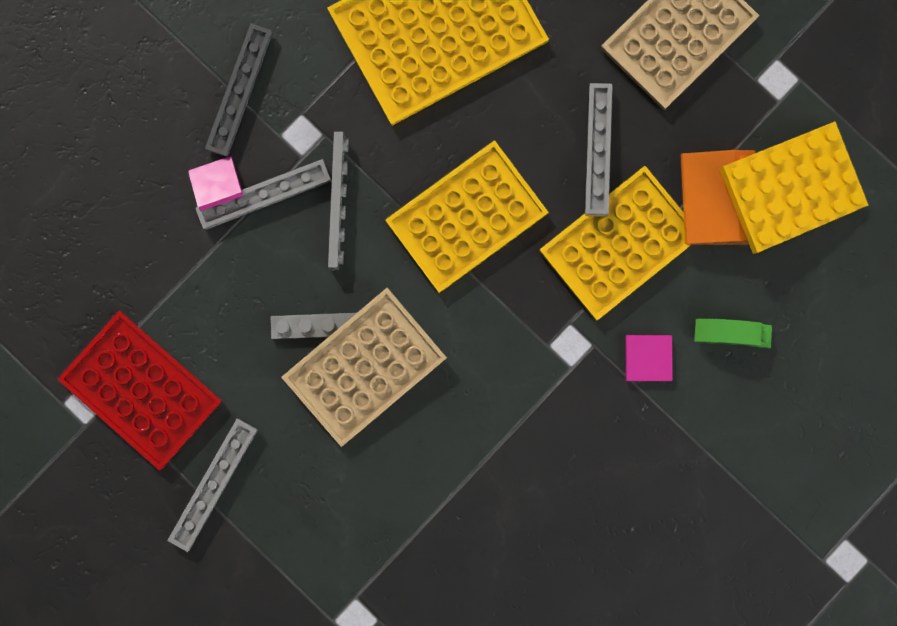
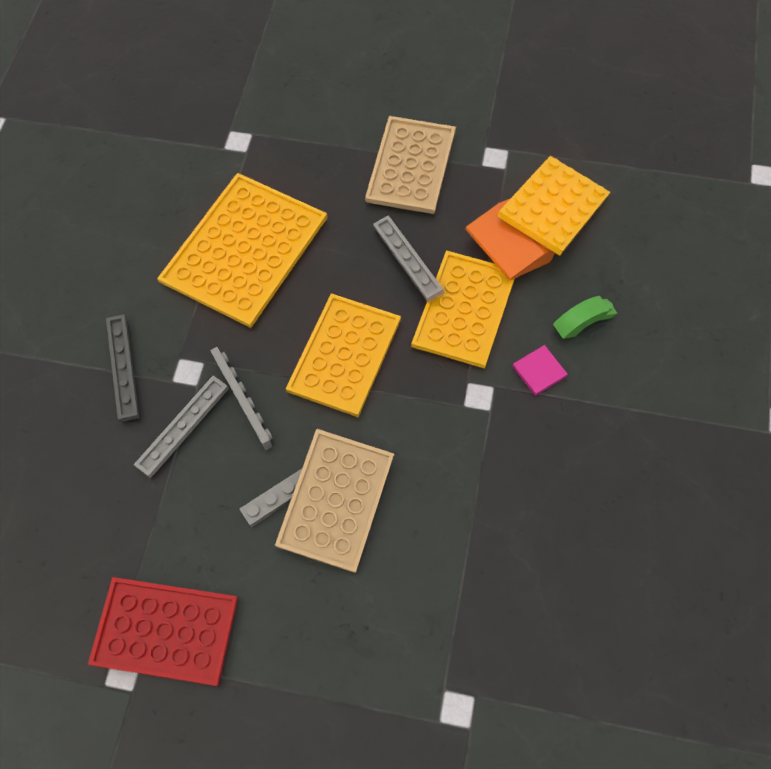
camera: 25 degrees left, 20 degrees down
(212, 485) = (269, 672): light grey plate -> none
(215, 183) = (140, 438): tile -> none

